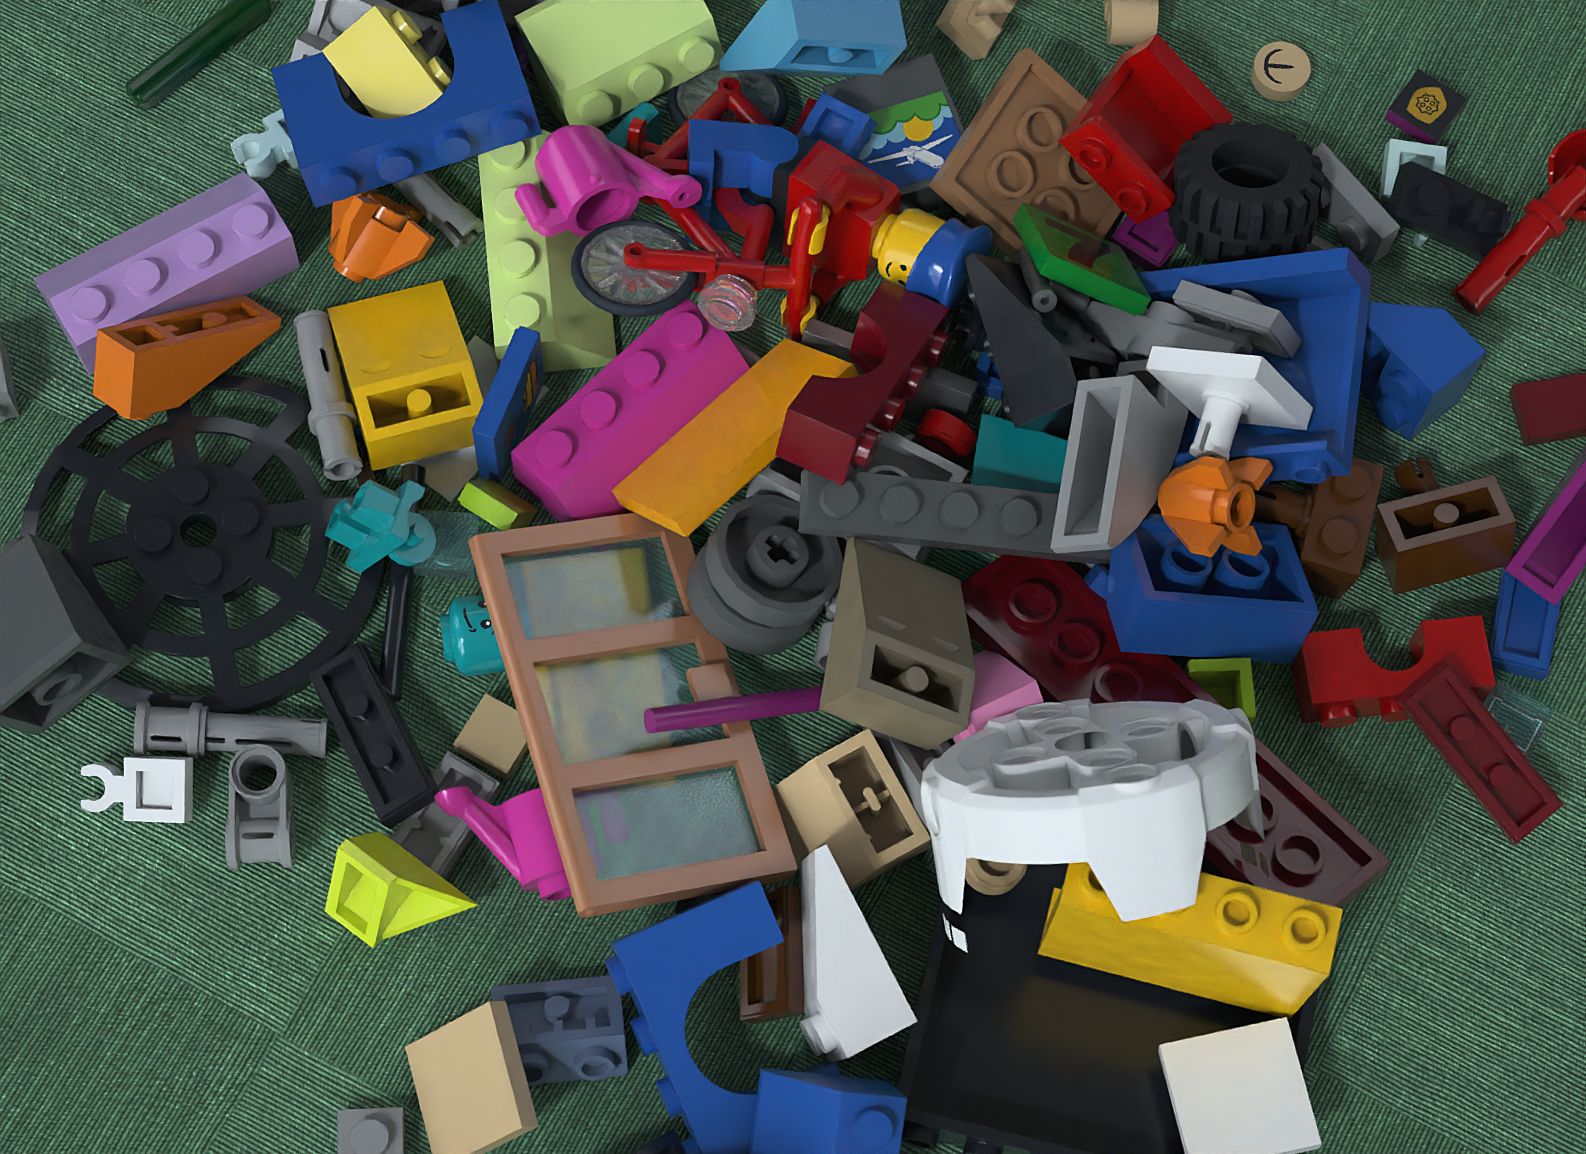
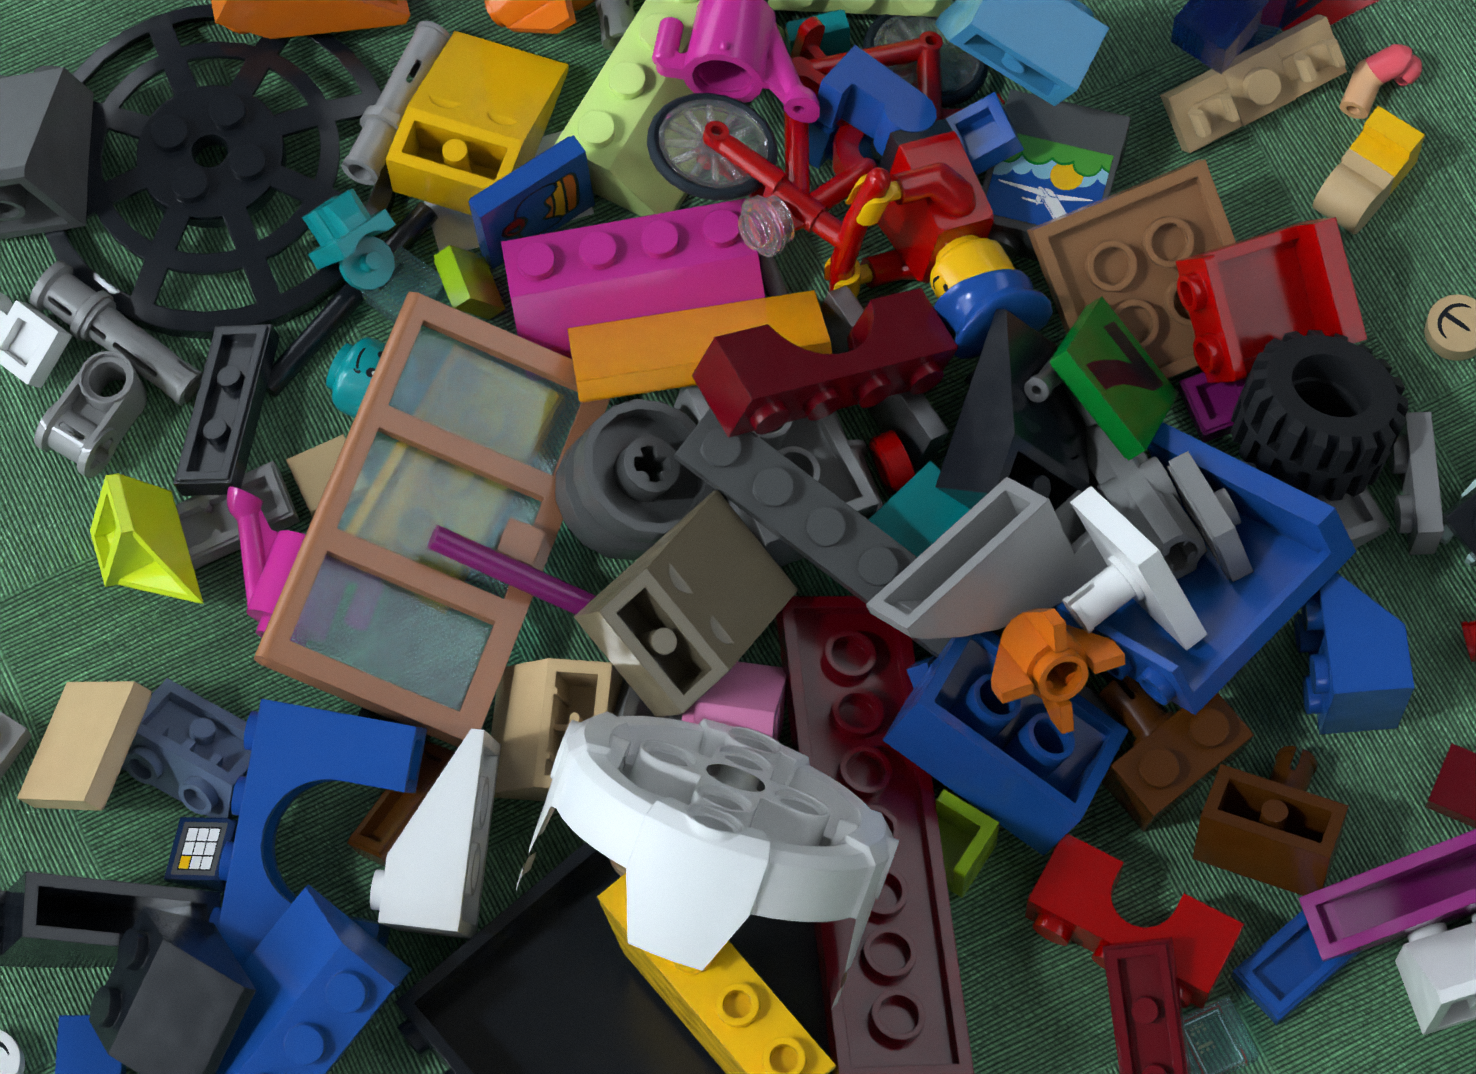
camera: 45 degrees right, 0 degrees up
(629, 1108) = (198, 852): none -> slope

